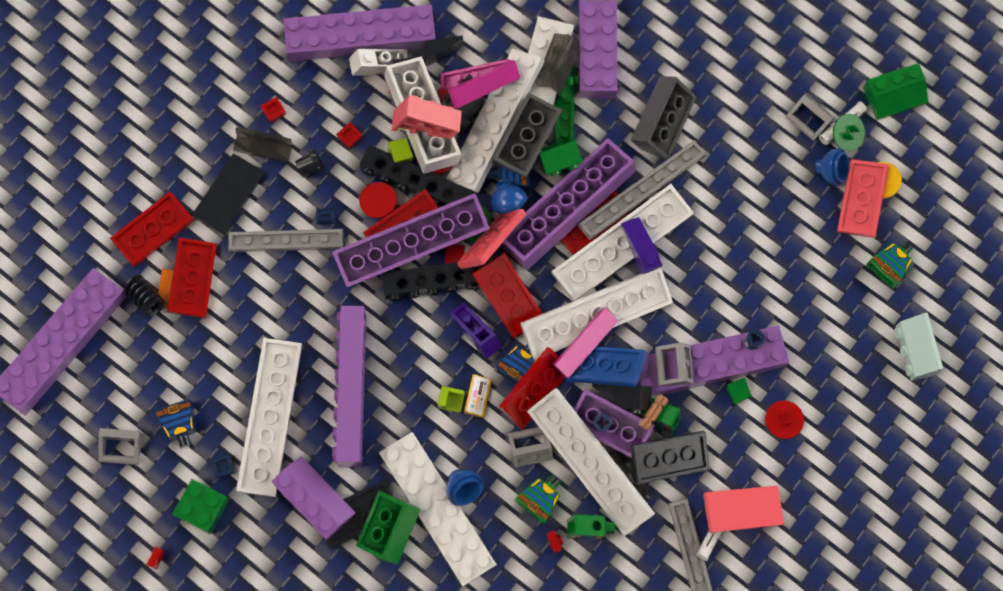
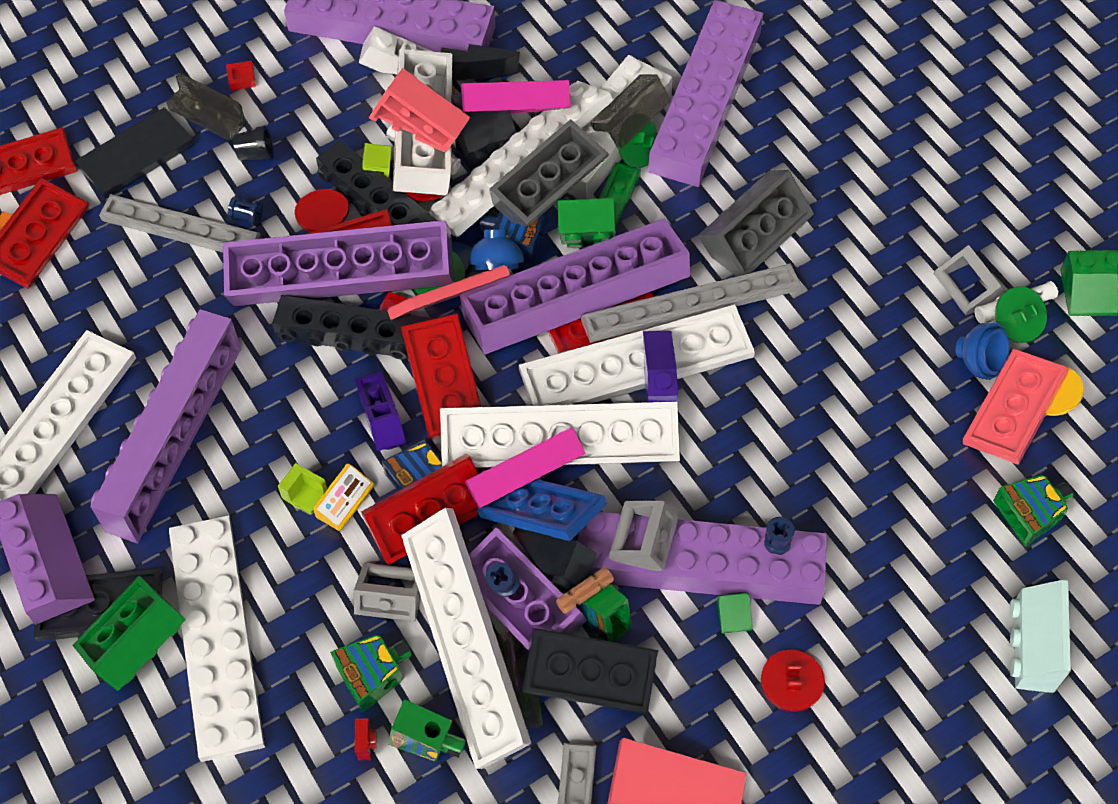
camera: 25 degrees right, 15 degrees down
(349, 135) = (323, 130): red tile -> none
(464, 487) = (263, 621): blue piece -> none

